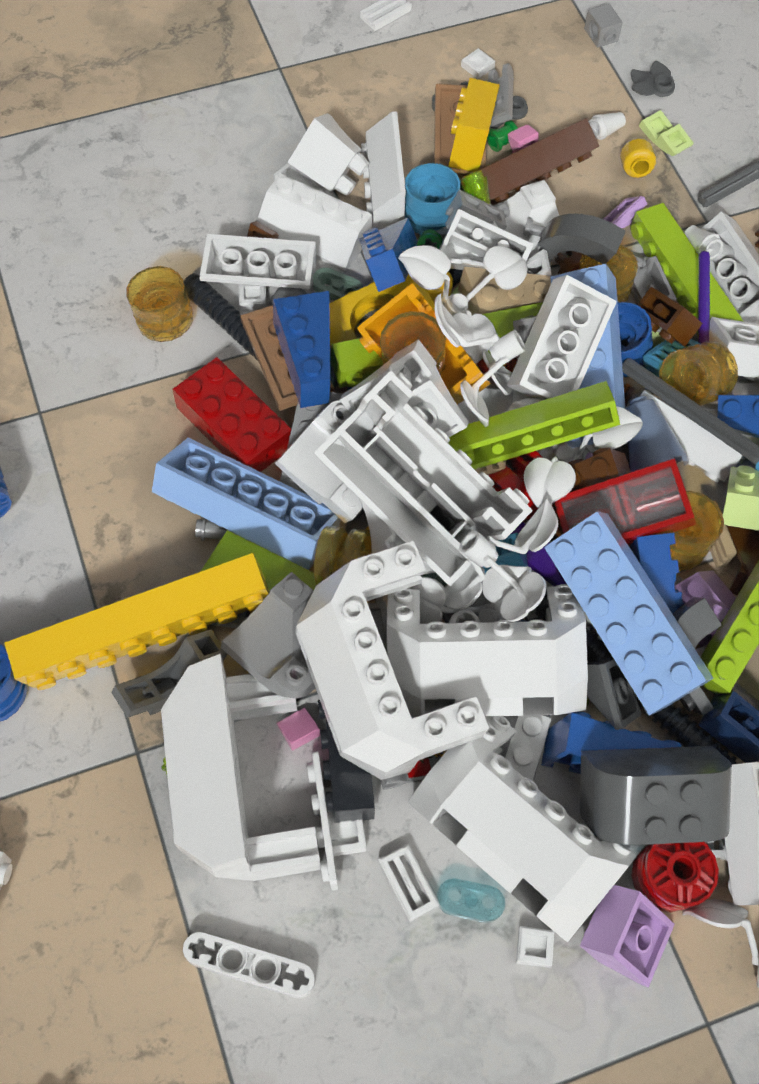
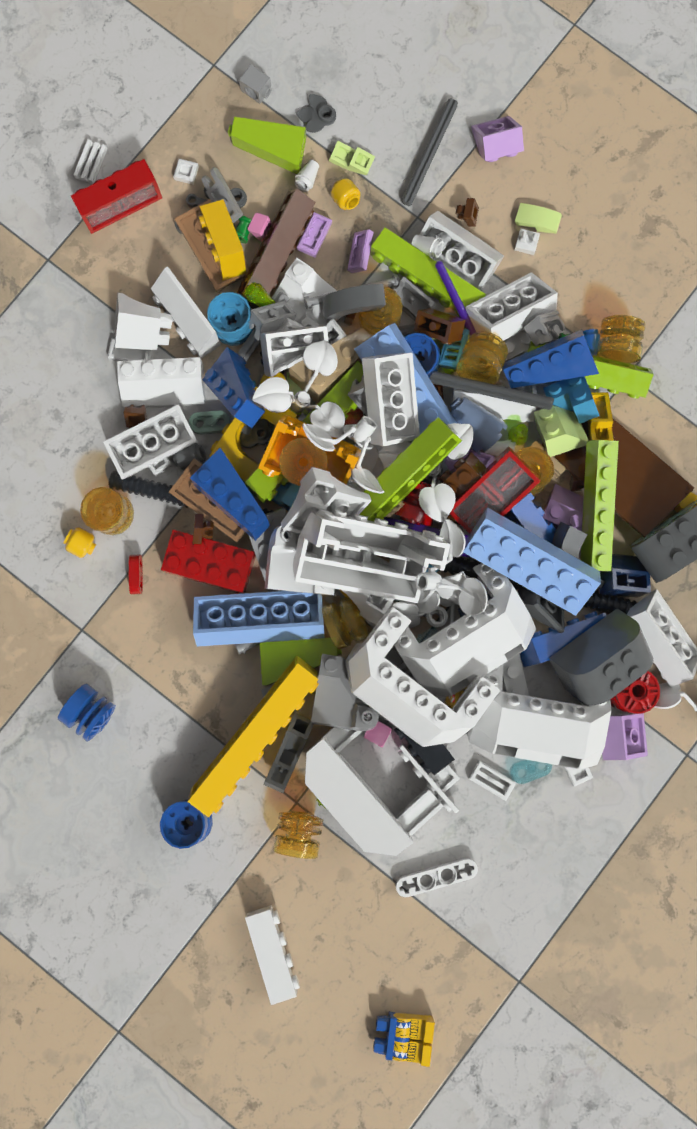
camera: 30 degrees left, 20 degrees up
(107, 321) = (79, 542): none -> yellow head
(109, 781) = (298, 840): none -> clear yellow wheel
(142, 386) = (135, 574): none -> red beam
(245, 369) = (202, 529): none -> reddish brown tile
(390, 42) = (117, 196): none -> red brick
(433, 234) = (251, 355): green bush -> none
(578, 178) = (314, 234): none -> lavender plate
(585, 77) = (270, 141): none -> lime slope
(700, 482) = (515, 436): none -> clear neon green cone

